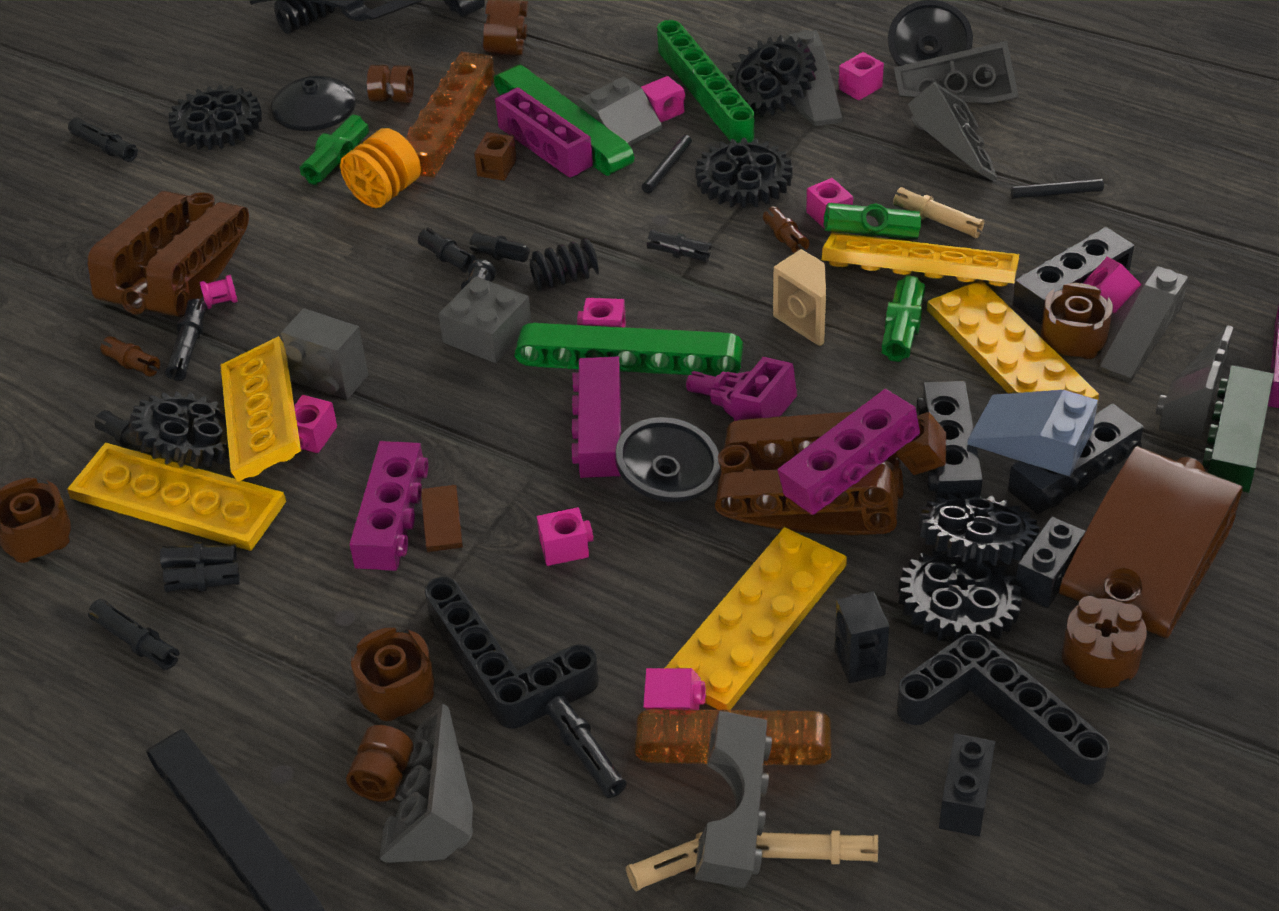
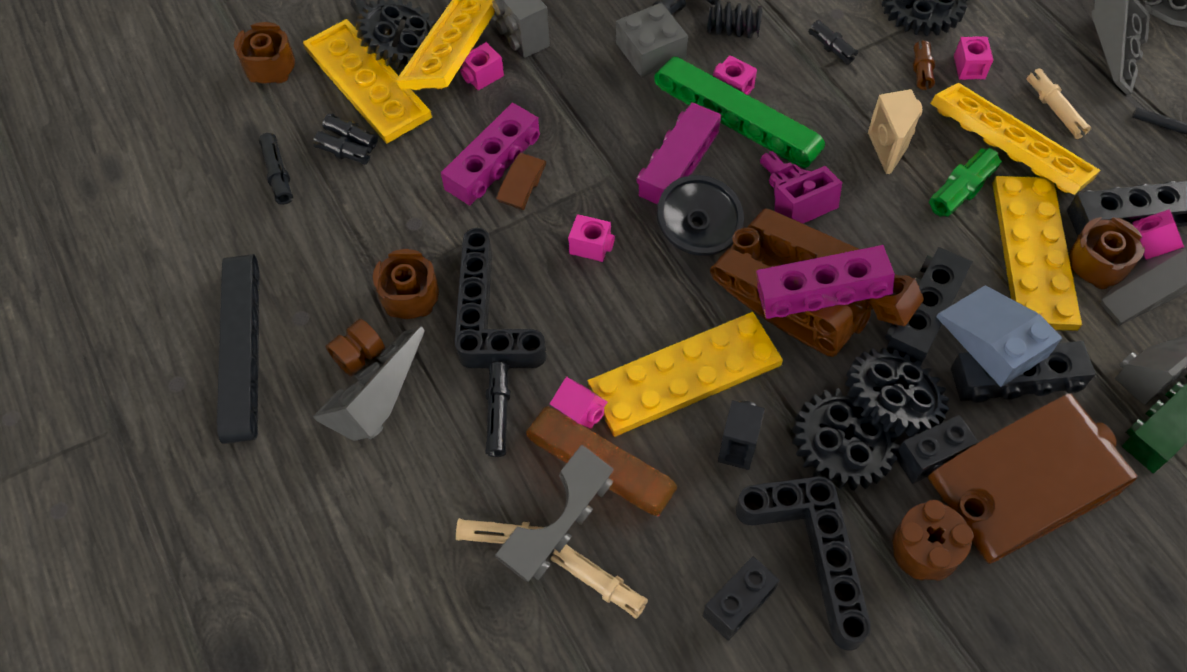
camera: 30 degrees right, 15 degrees up
(891, 222) = (1012, 96): green piece -> none

